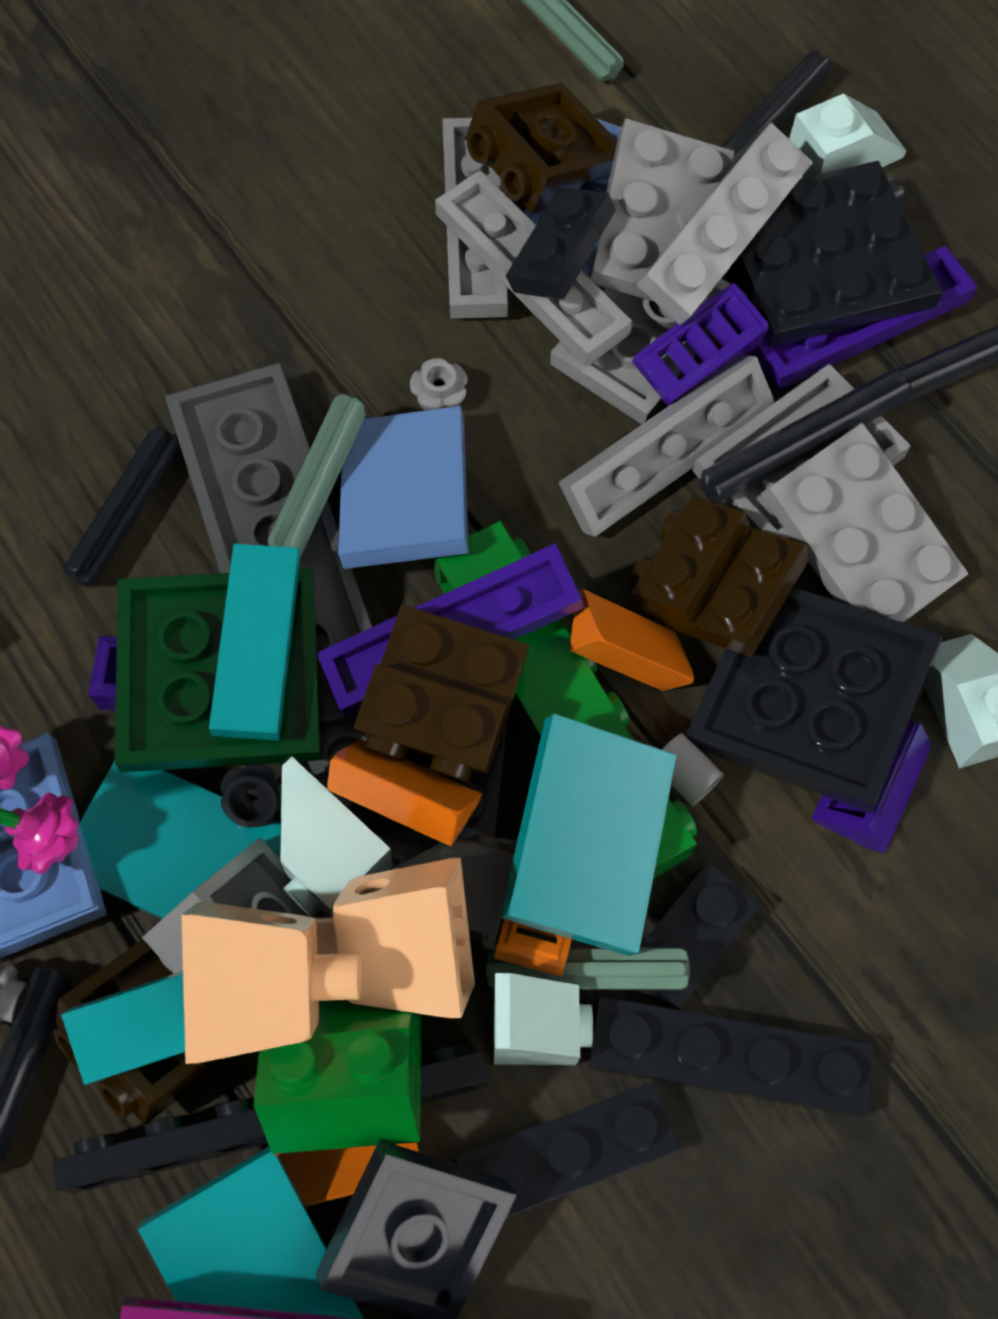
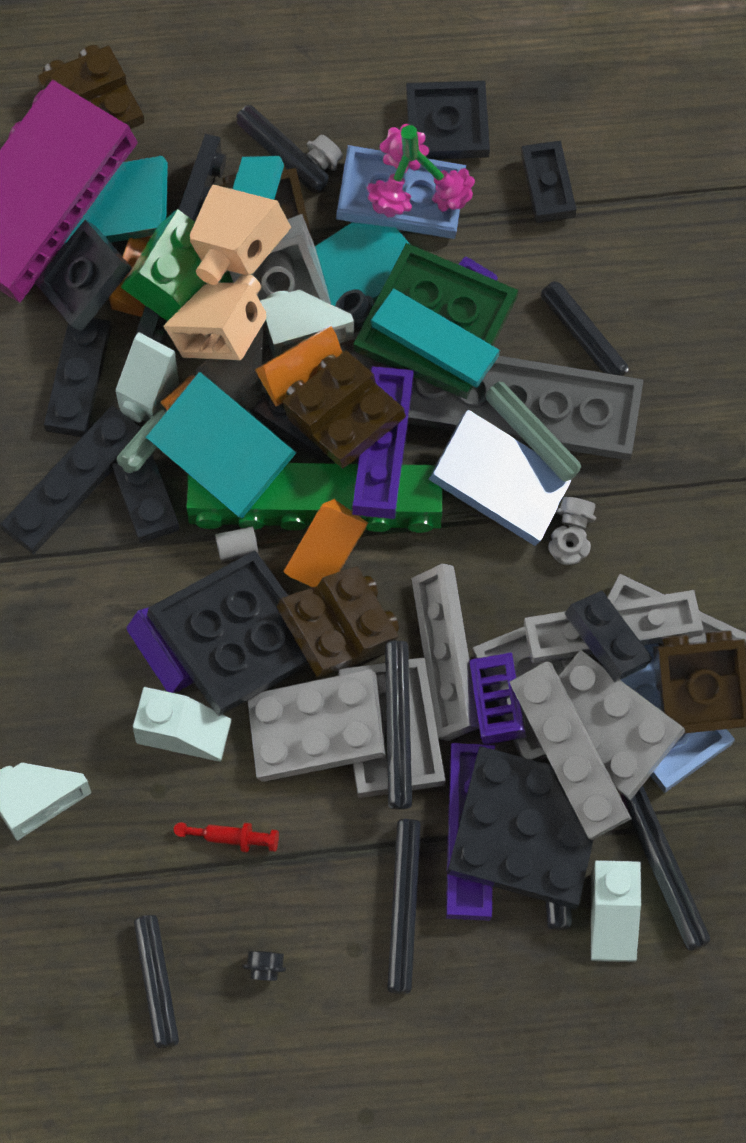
camera: 120 degrees right, 0 degrees up
(391, 392) = (576, 512): none -> light grey plate

